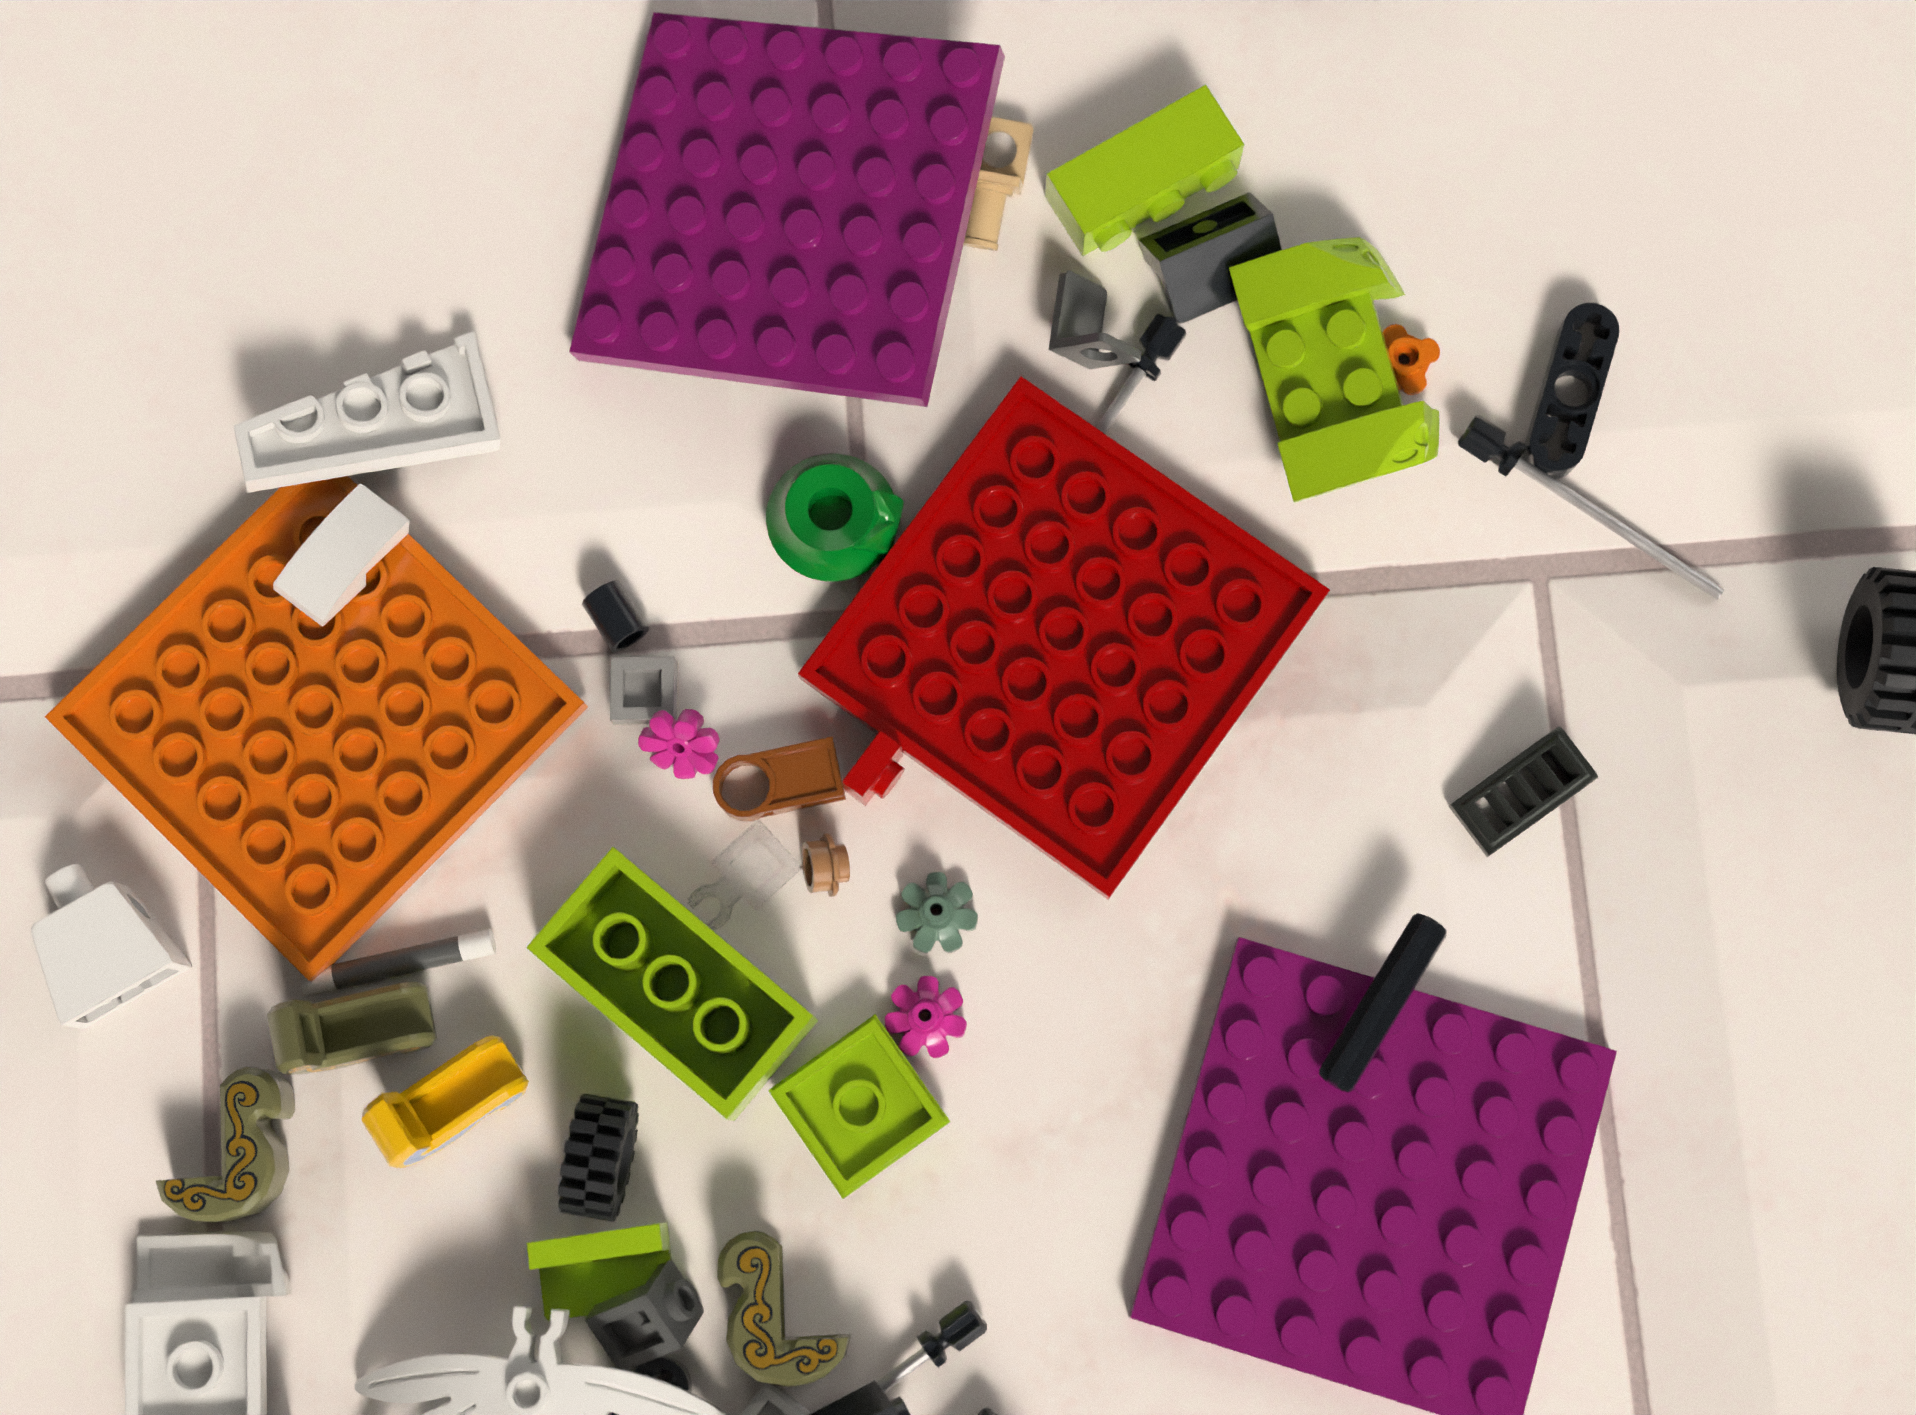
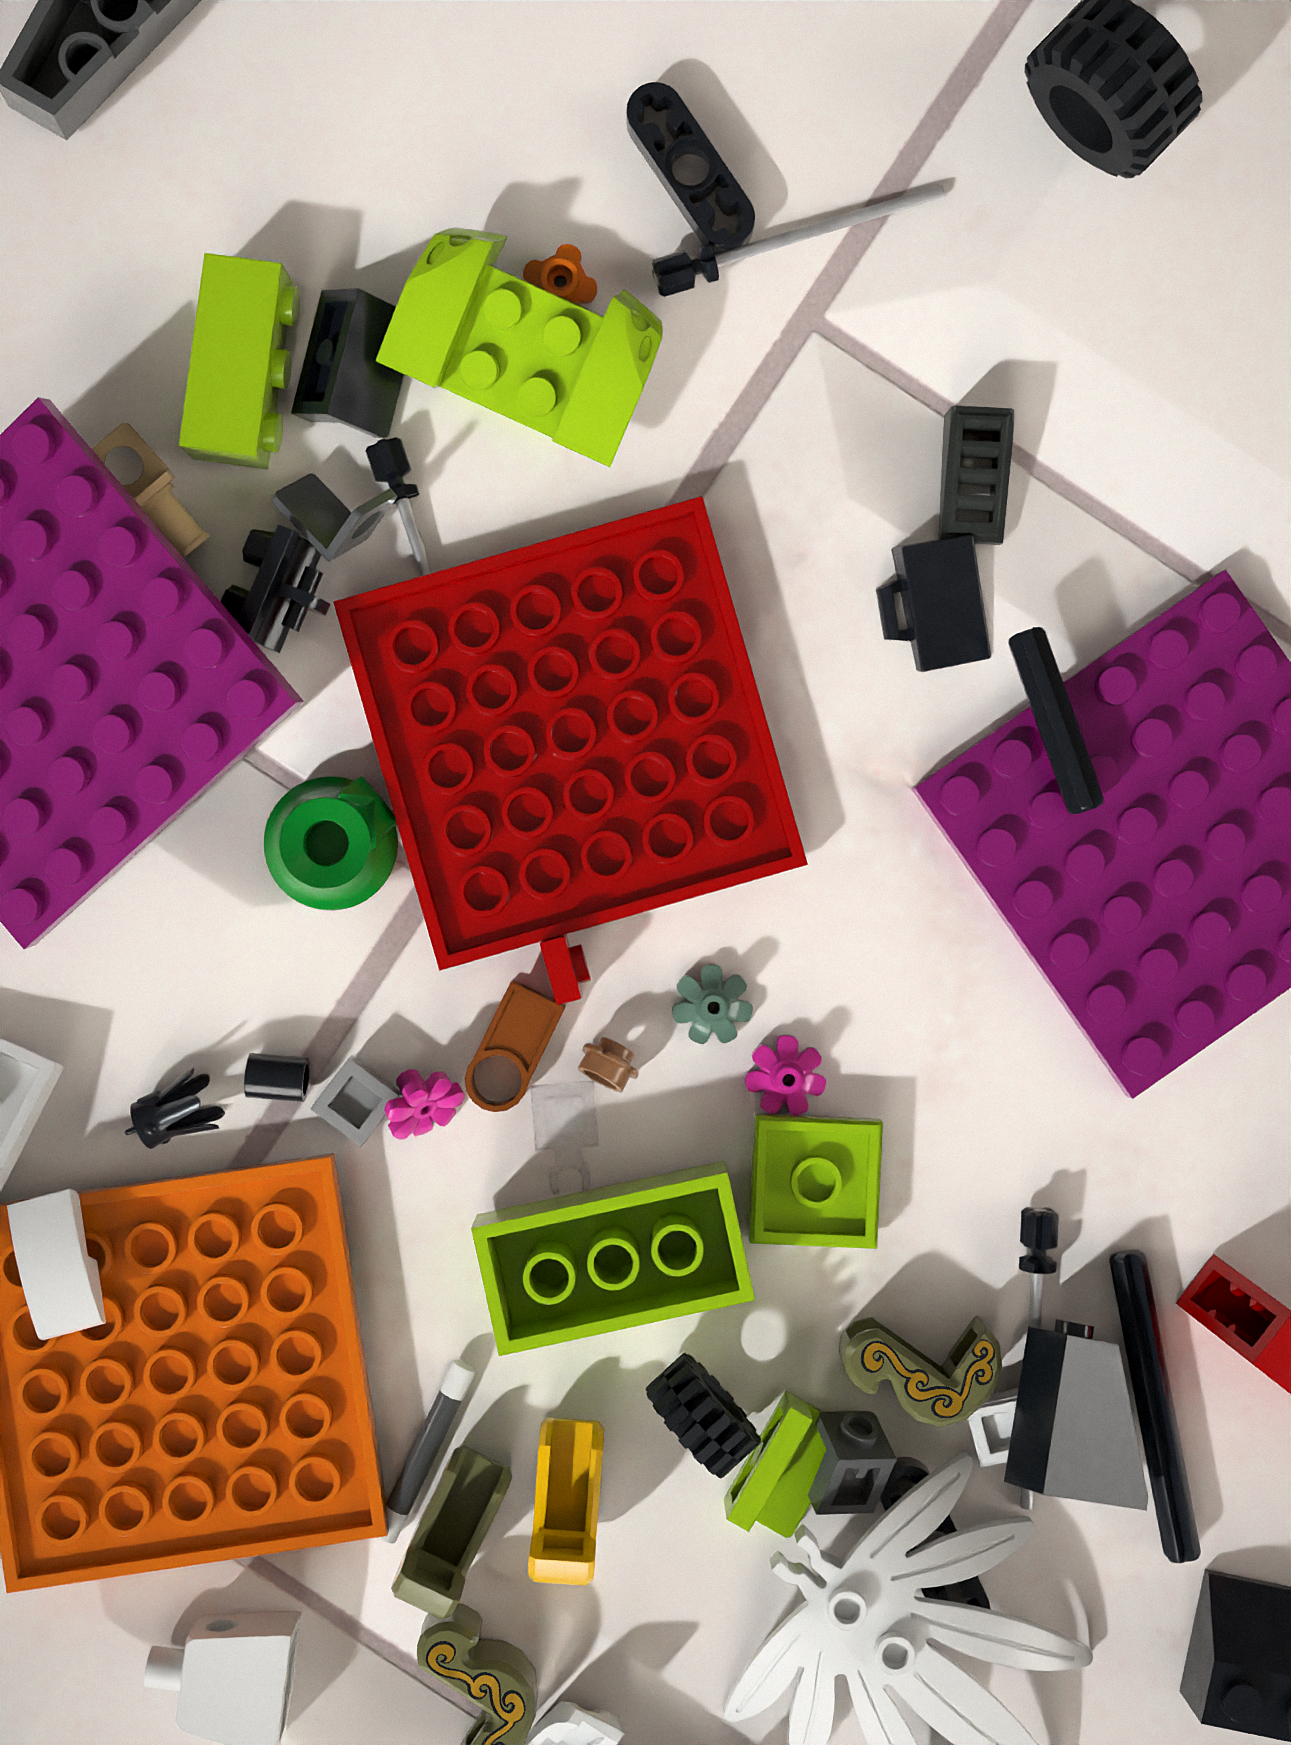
camera: 55 degrees left, 10 degrees up
(517, 544) = (173, 1112): none -> black piece
(999, 329) = (281, 588): none -> black hips
(1401, 845) = (939, 602): none -> black piece

